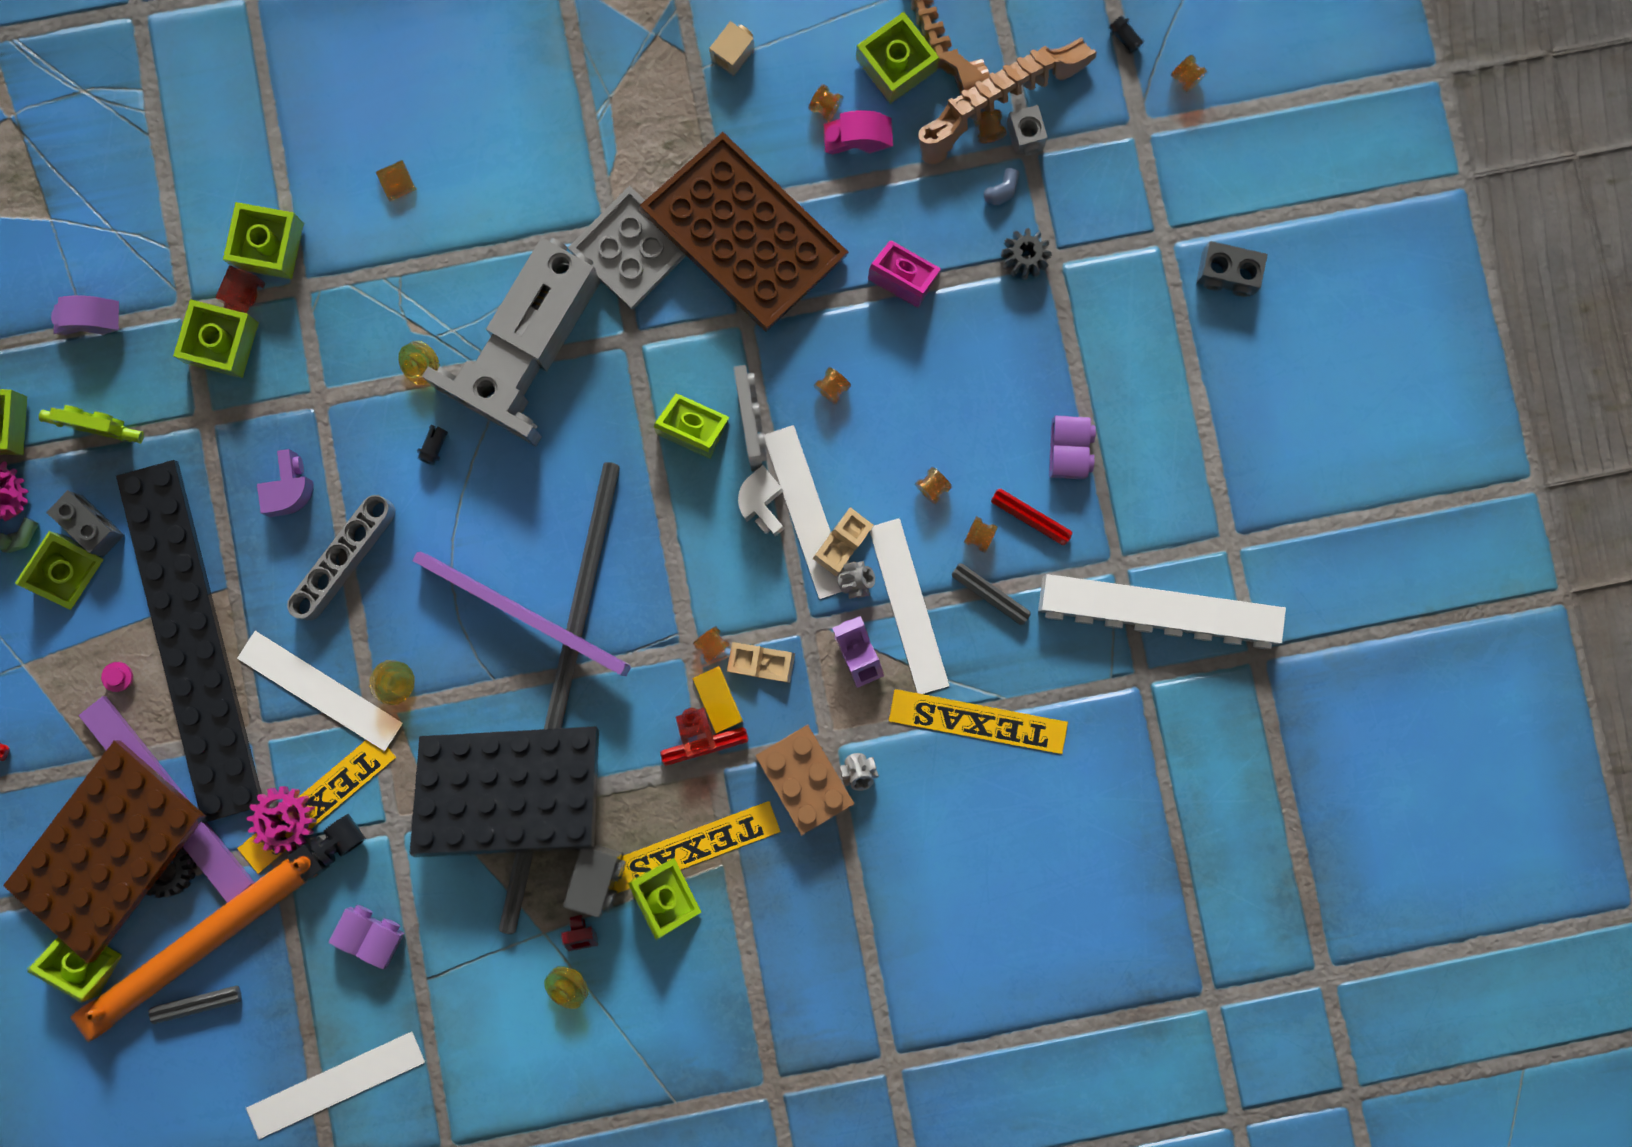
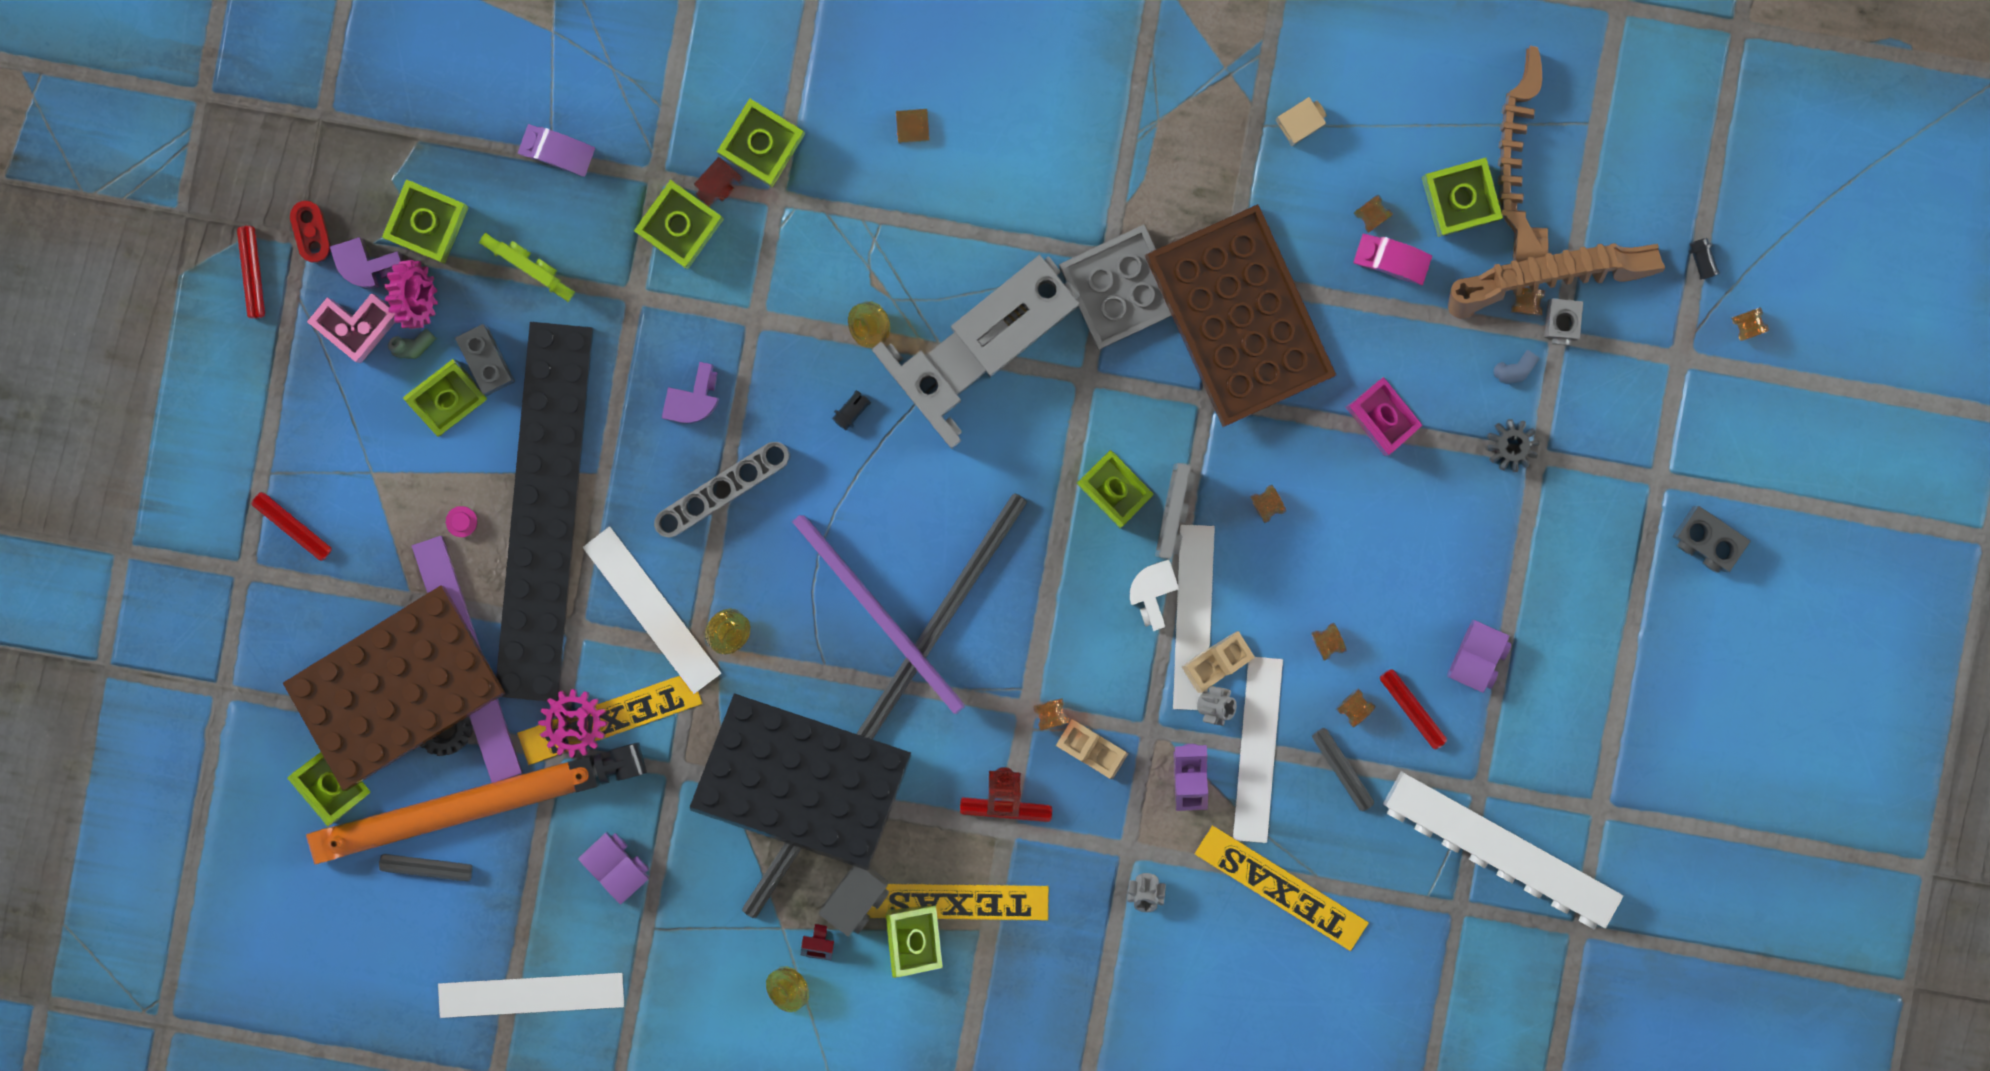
camera: 30 degrees right, 5 degrees up
(717, 699) = (1036, 769): yellow slope -> none
(804, 779) = (1091, 879): medium nougat brick -> none

